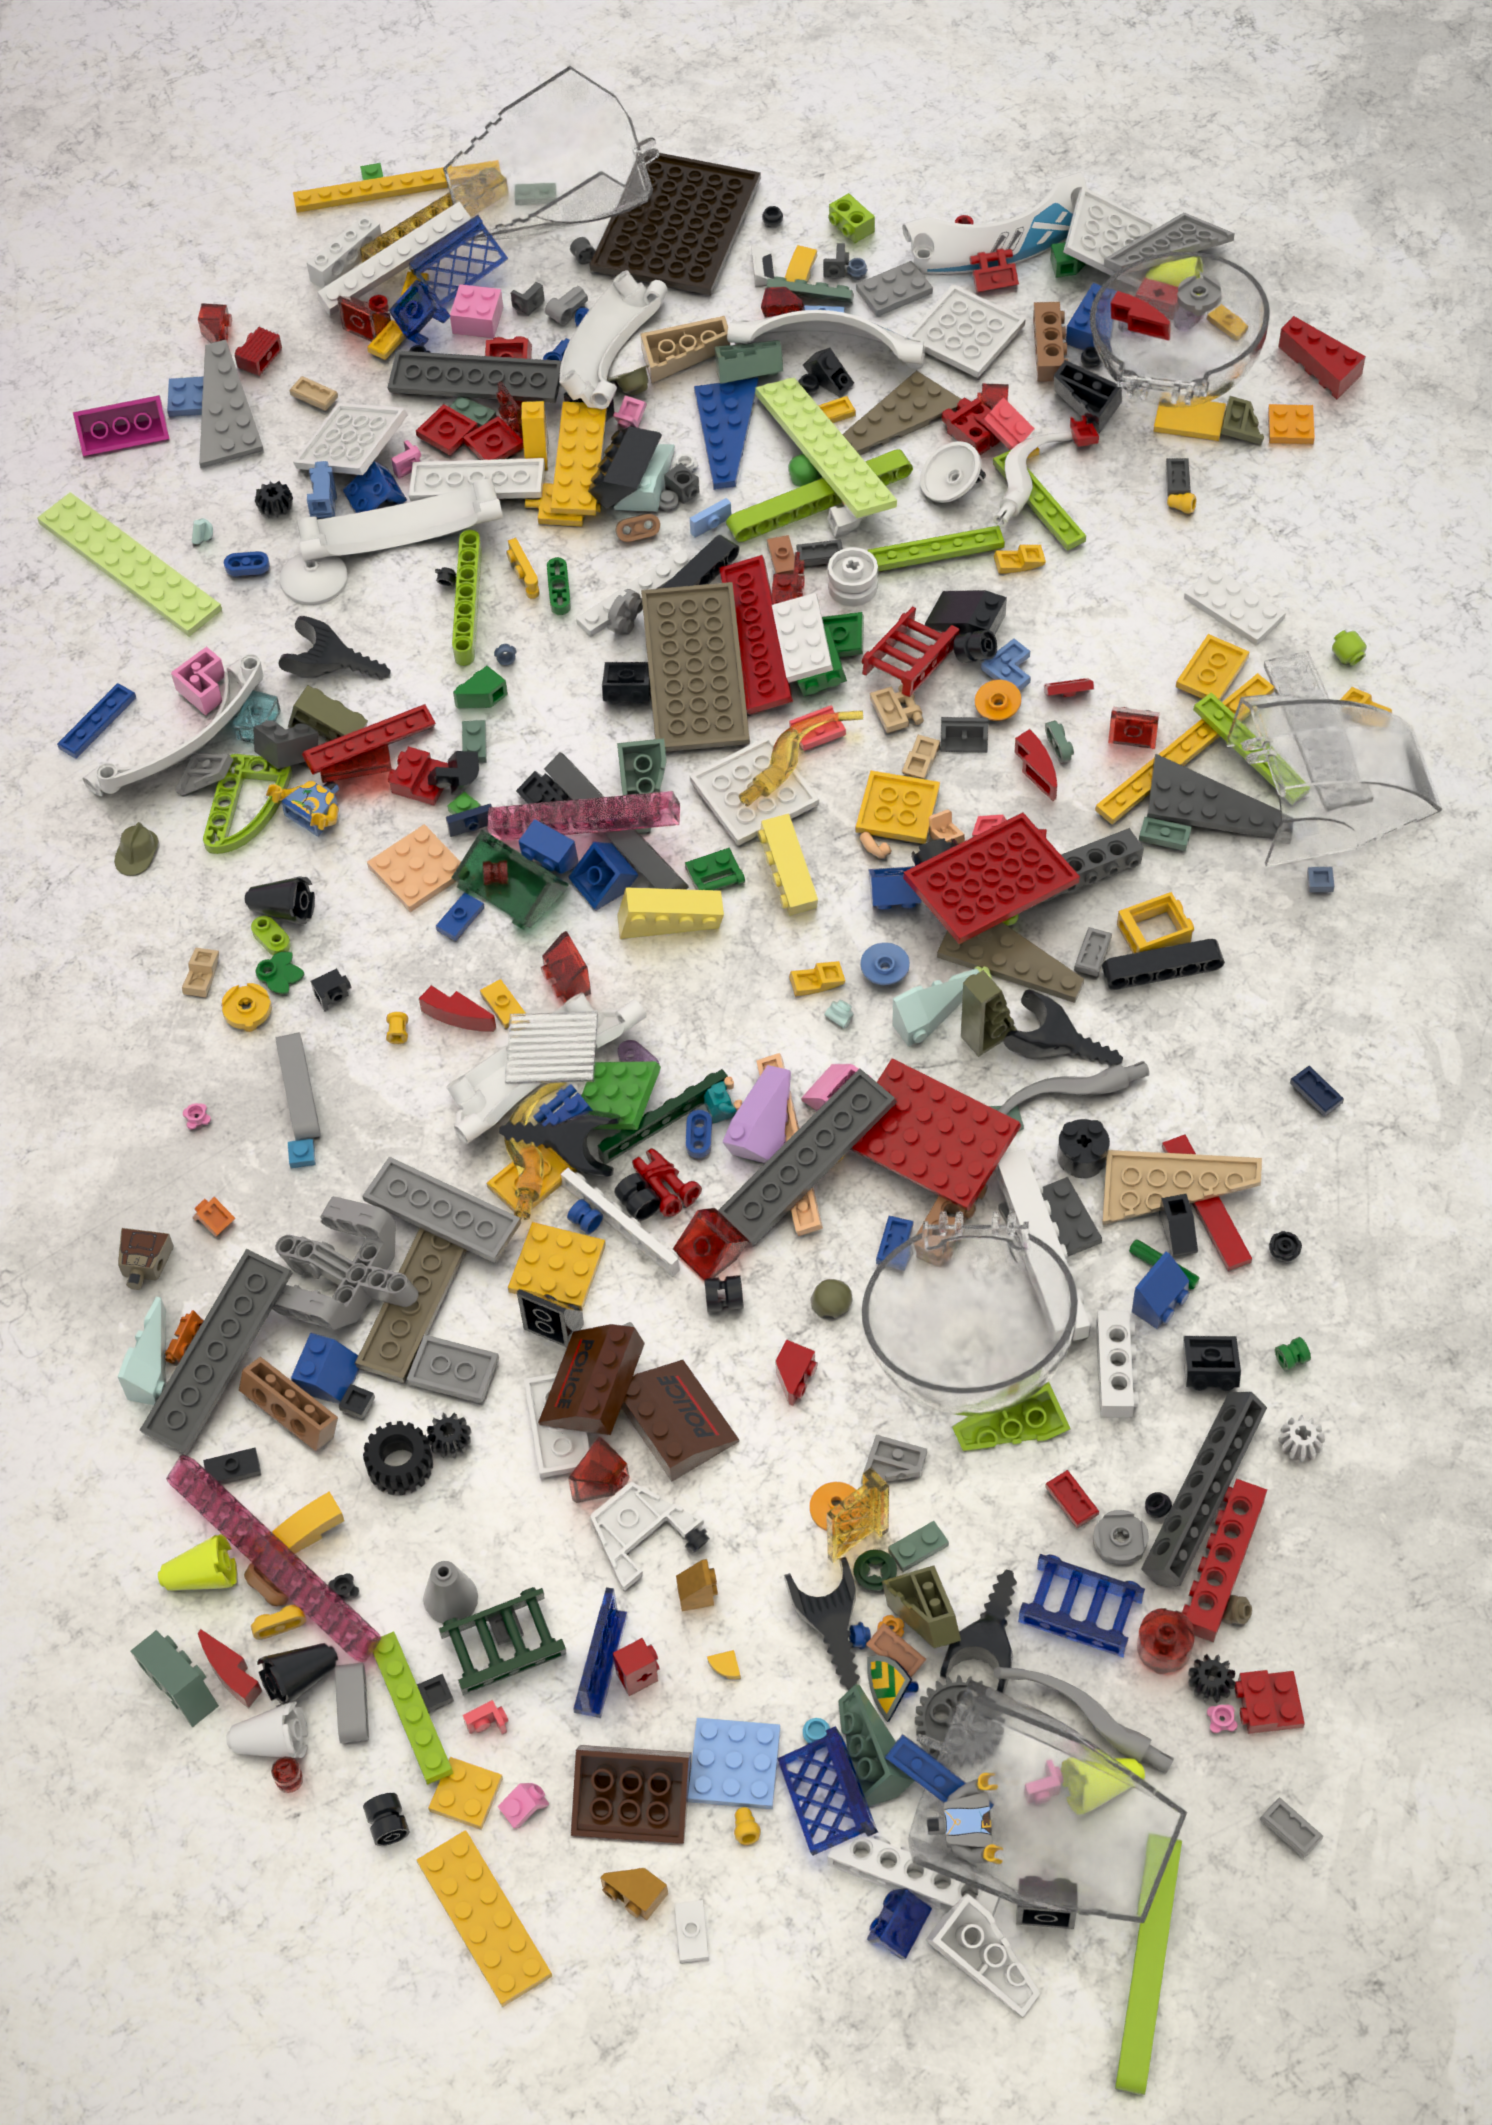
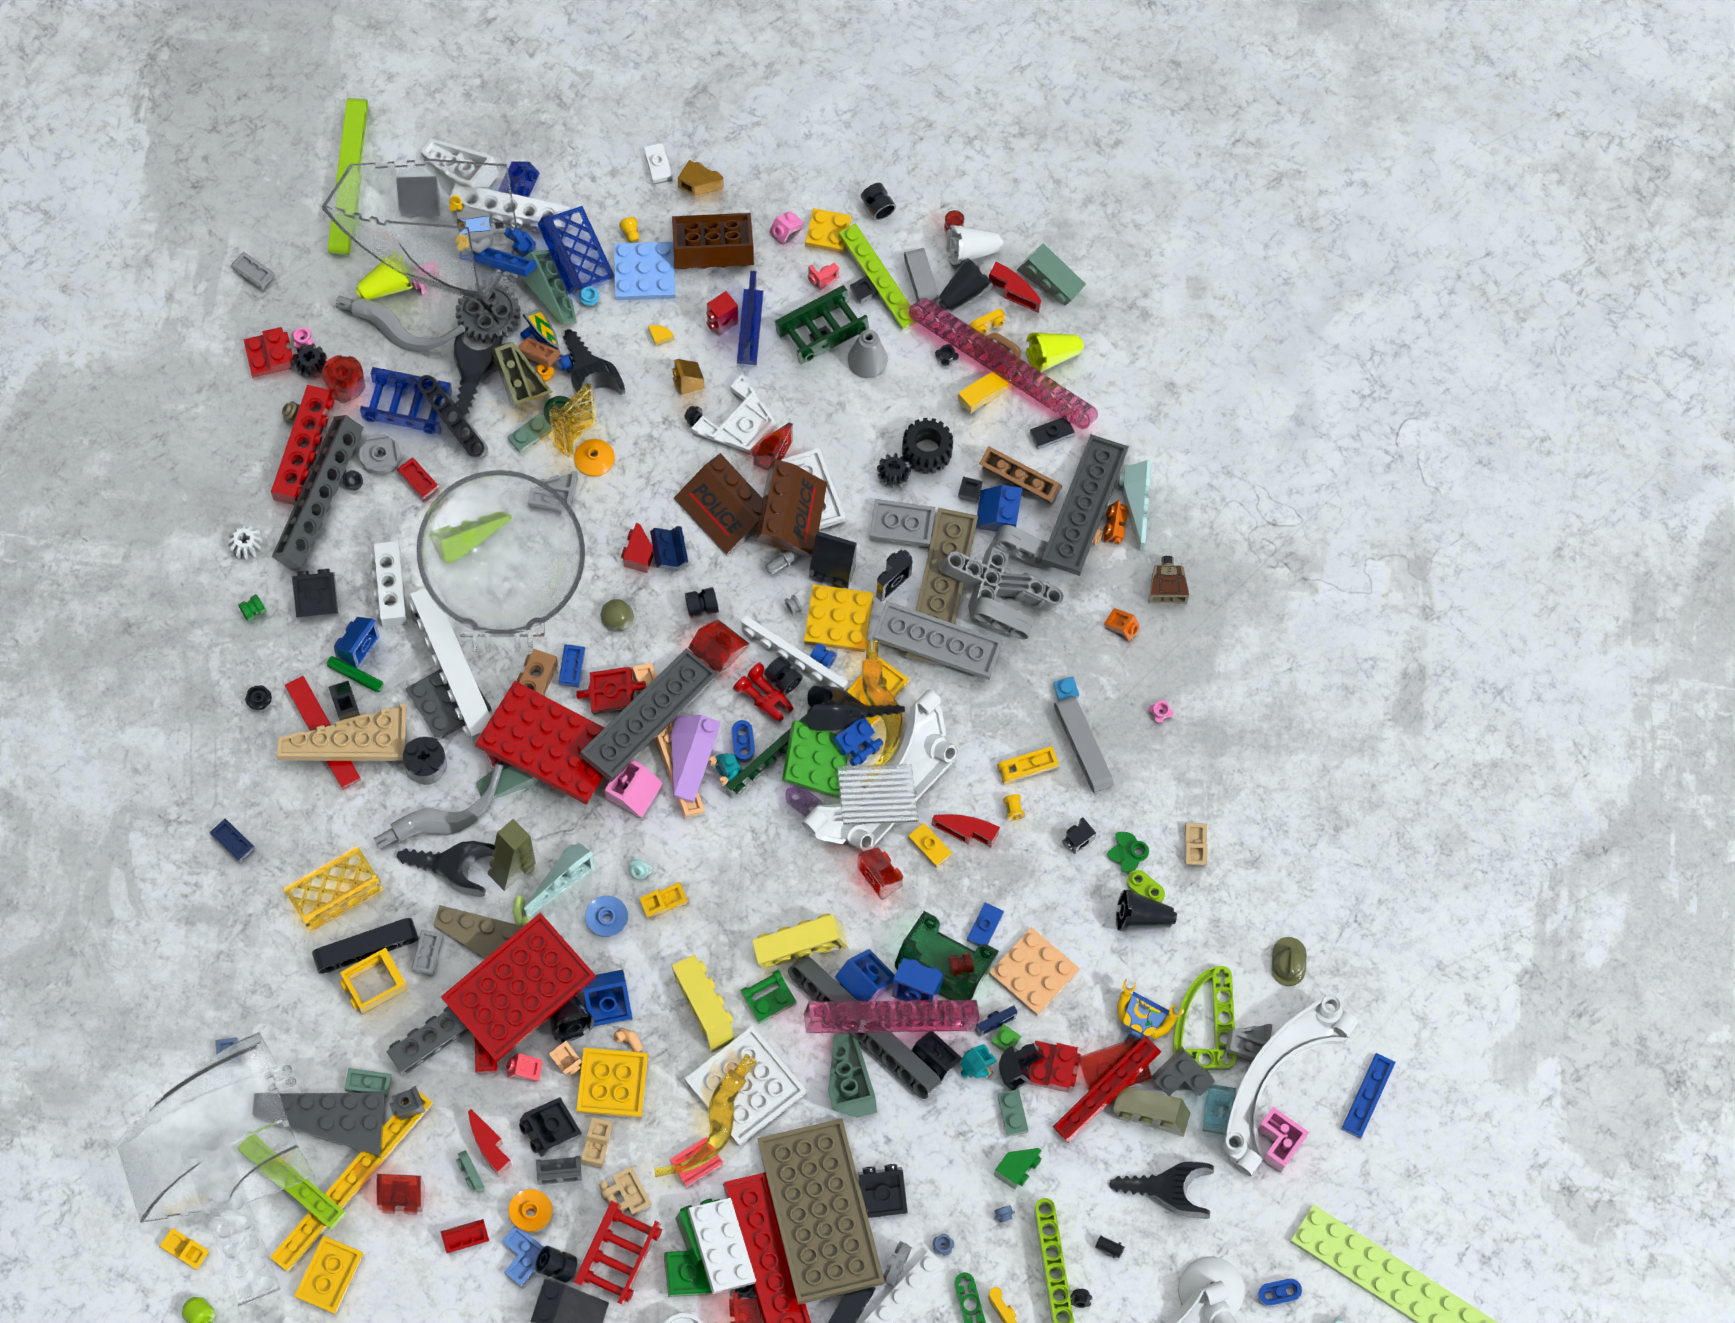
camera: 165 degrees right, 10 degrees up
(251, 1017) = (1158, 810): yellow plate -> none
(368, 1072) = (1028, 764): none -> yellow plate
(401, 614) = (1110, 1247): none -> black pin
(475, 1291) = (897, 572): none -> black plate
(484, 1918) = (799, 156): yellow plate -> none
(500, 778) = (977, 1062): none -> teal piece
(574, 635) = (949, 1244): none -> sand blue plate
(610, 1282) = (793, 604): none -> light grey bush
(754, 1367) = (669, 548): none -> dark blue bracket
(849, 1203) = (610, 690): none -> red plate
(903, 1816) = (523, 242): none -> blue plate
(970, 770) = (549, 1127): none -> black plate
(1020, 1562) = (444, 411): none -> black beam
(1122, 797) = (413, 1108): none -> dark grey brick
(1184, 1012) = (345, 900): none -> clear yellow fence

